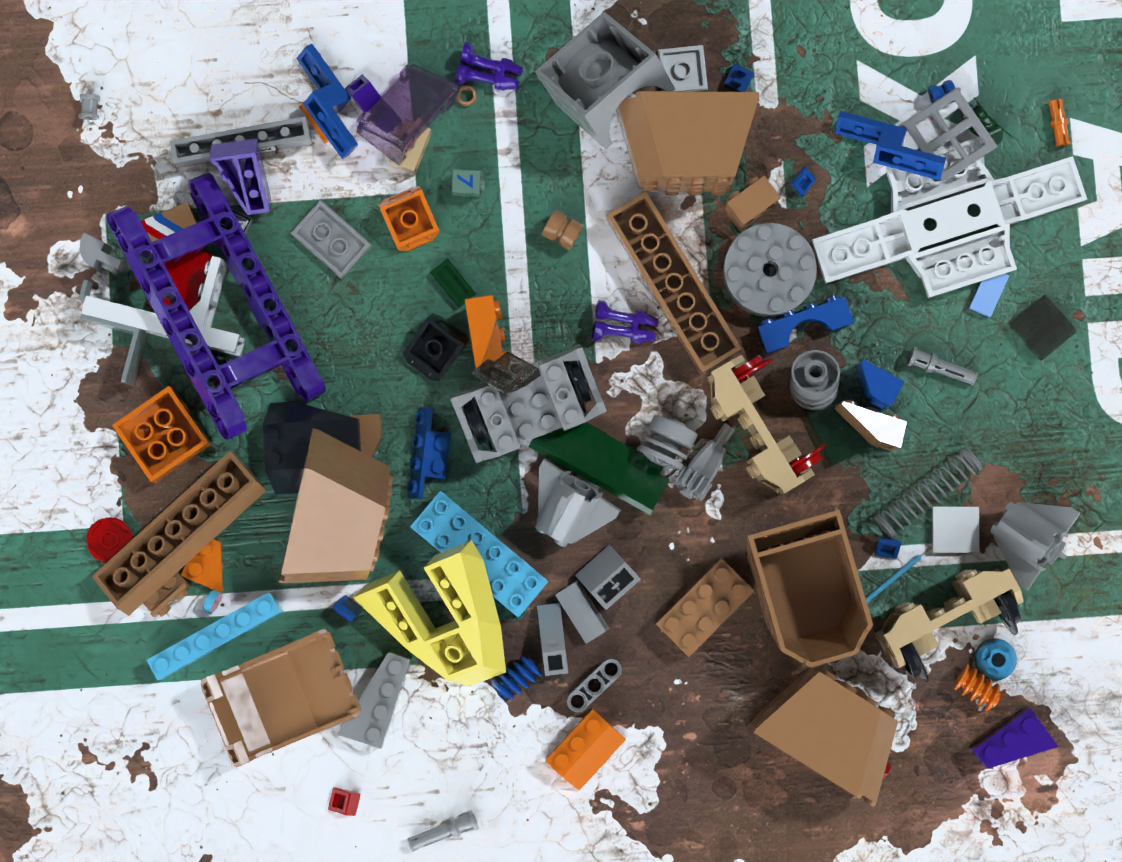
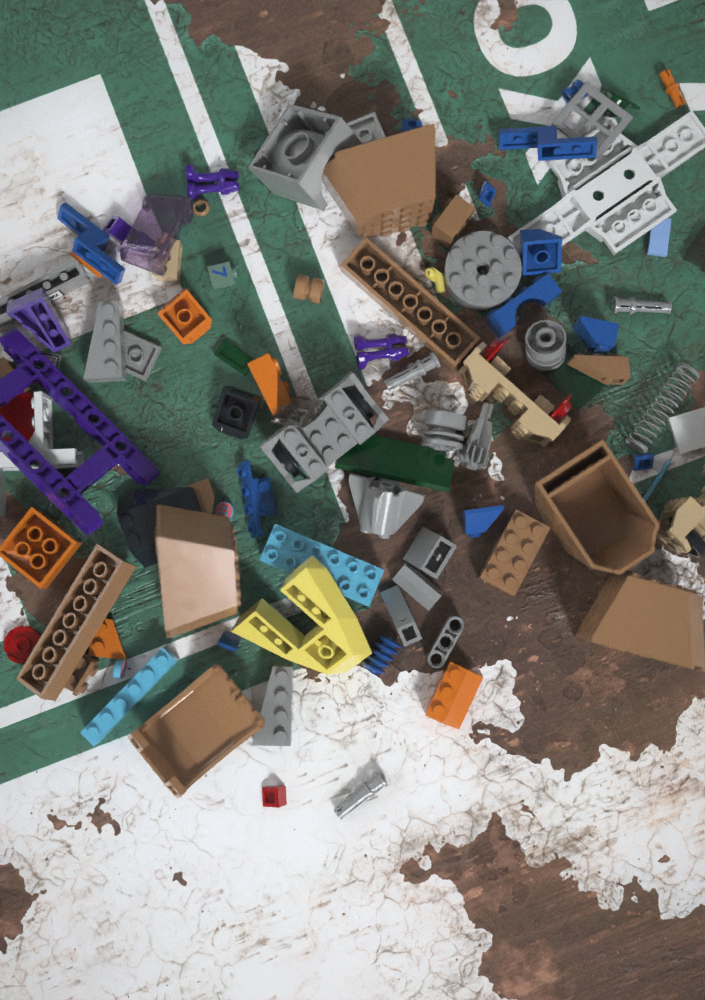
camera: 15 degrees left, 0 degrees up
(310, 227) = (107, 348): none -> light grey wedge
(387, 455) = (224, 509): none -> coral tile
(662, 360) = (420, 367): none -> light grey pin
(676, 557) = (479, 520): none -> blue slope
(715, 261) = (436, 277): none -> light yellow arm
(841, 269) = (540, 252): none -> blue slope

